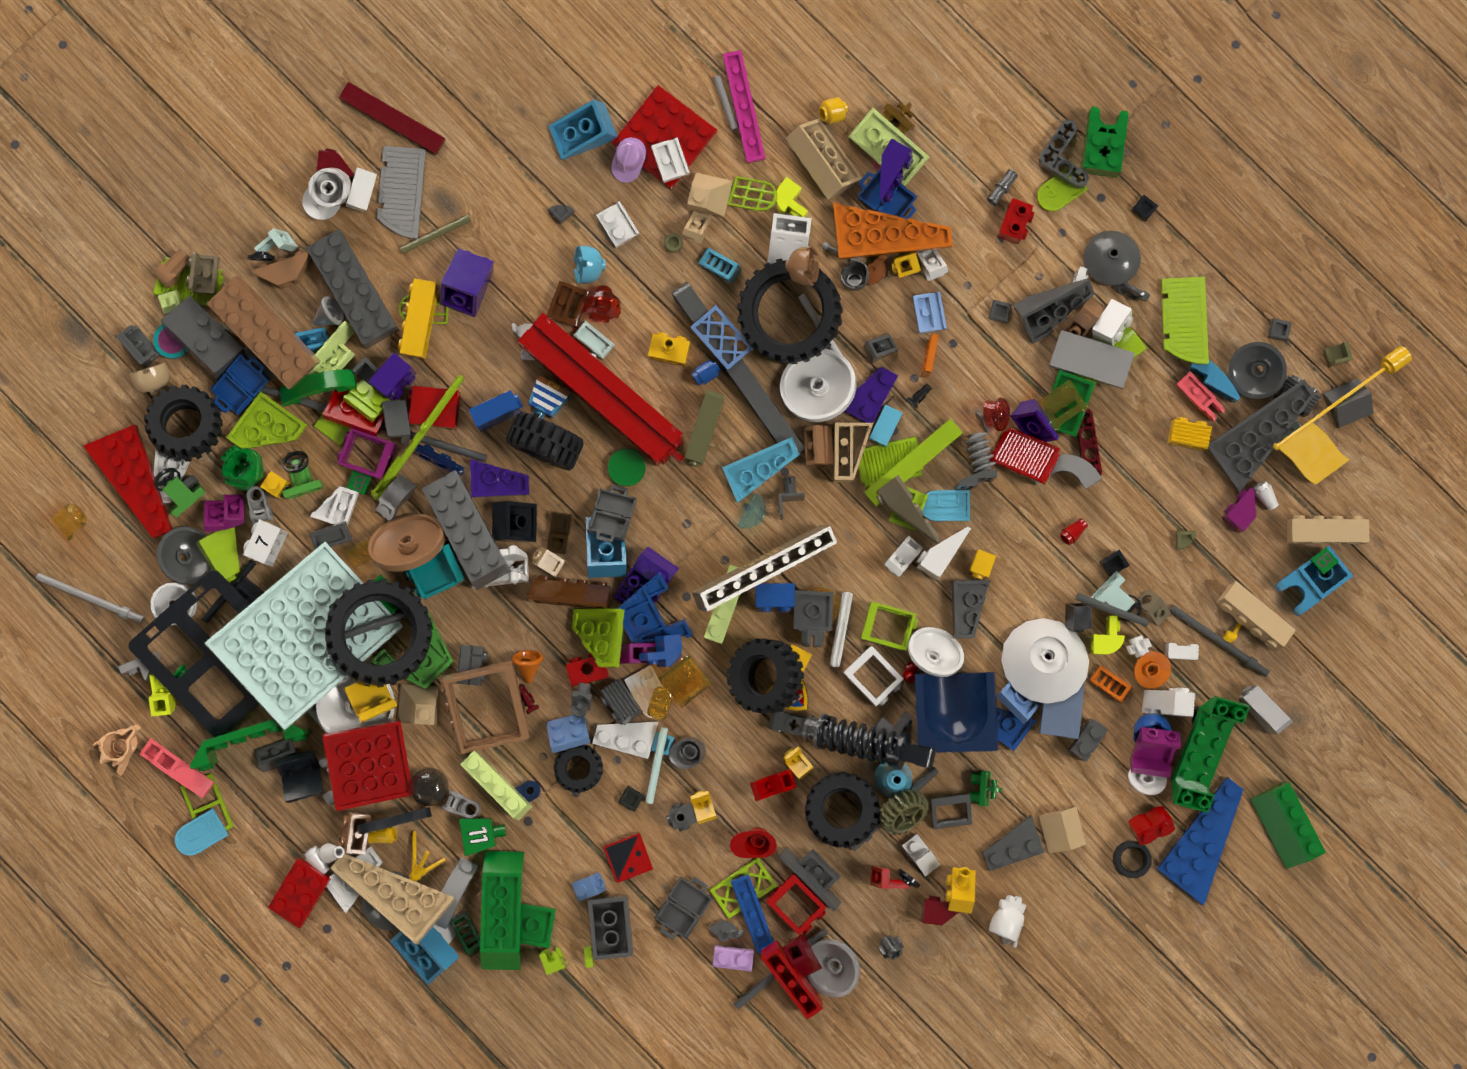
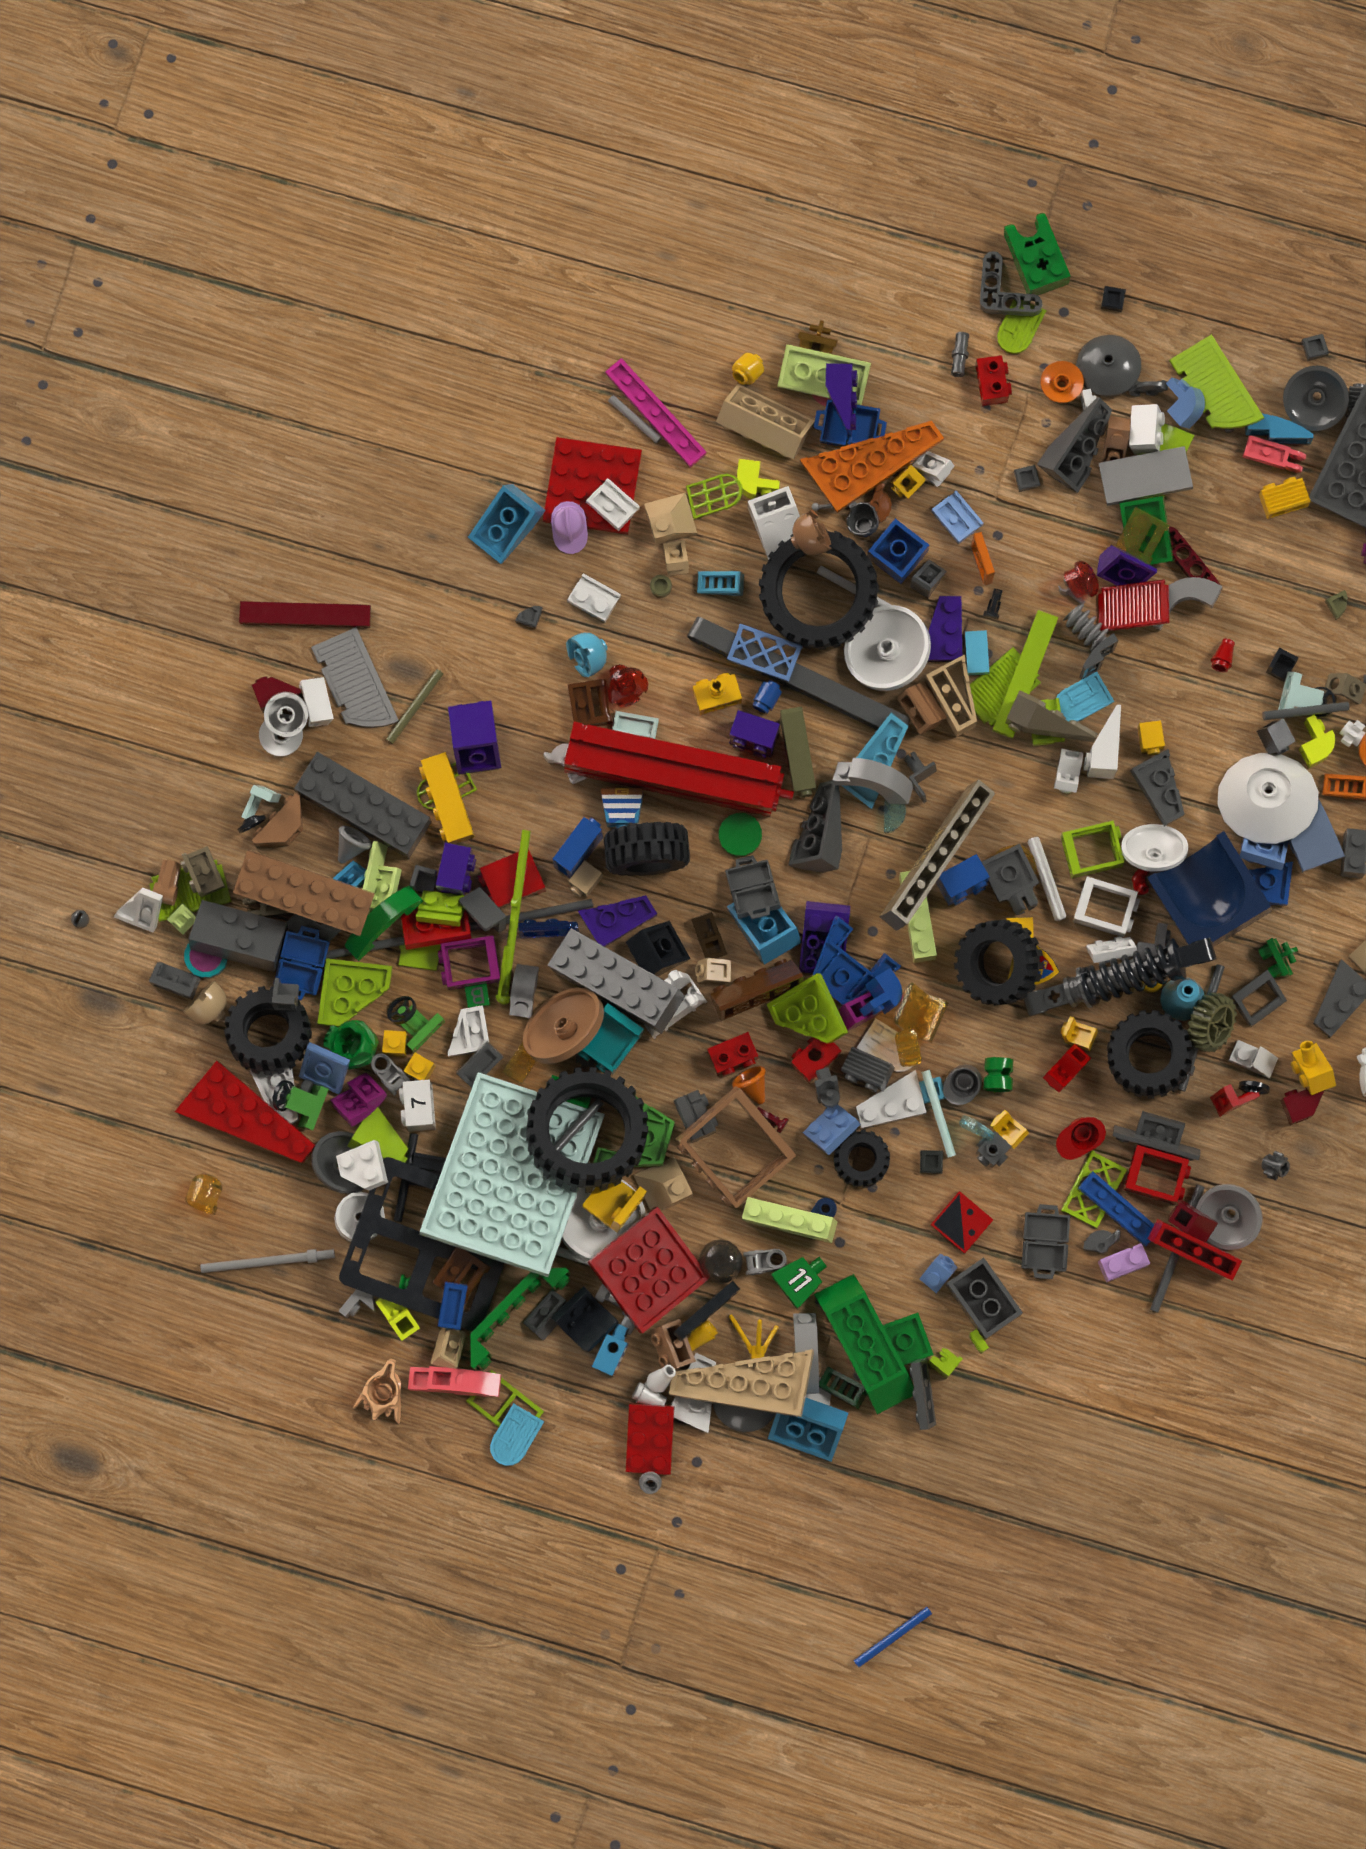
camera: 20 degrees left, 5 degrees down
(96, 262) = (84, 920): none -> dark grey hinge
(142, 278) = (141, 910): none -> white wing
(186, 739) = (448, 1348): none -> tan slope
(194, 567) = (363, 1166): none -> white plate
(205, 710) = (452, 1305): none -> blue tile
(206, 403) = (285, 996): none -> dark grey panel
(210, 475) = (324, 1068): none -> medium blue tile
(220, 685) = (457, 1267): none -> reddish brown plate
(281, 926) = (650, 1488): none -> light grey plate
(283, 514) = (419, 1068): none -> yellow brick
(300, 816) = (607, 1361): none -> dark azure torso
(488, 438) = (585, 879): none -> tan brick
(523, 974) = (923, 1394): none -> dark grey plate
(526, 633) = (733, 1054): none -> red brick
(678, 396) = (754, 734): none -> dark purple brick
(678, 793) = (975, 1127): none -> clear light blue tile
(685, 505) = (821, 838): none -> dark grey wedge
(718, 760) = (998, 1074): none -> green wheel
(752, 481) = (876, 776): none -> light grey arch
(858, 712) = (1115, 948): none -> white plate
(868, 314) = (898, 551): none -> blue brick
(1075, 245) = (1064, 372): none -> orange dish
(1157, 322) = (1188, 406): none -> medium blue brick

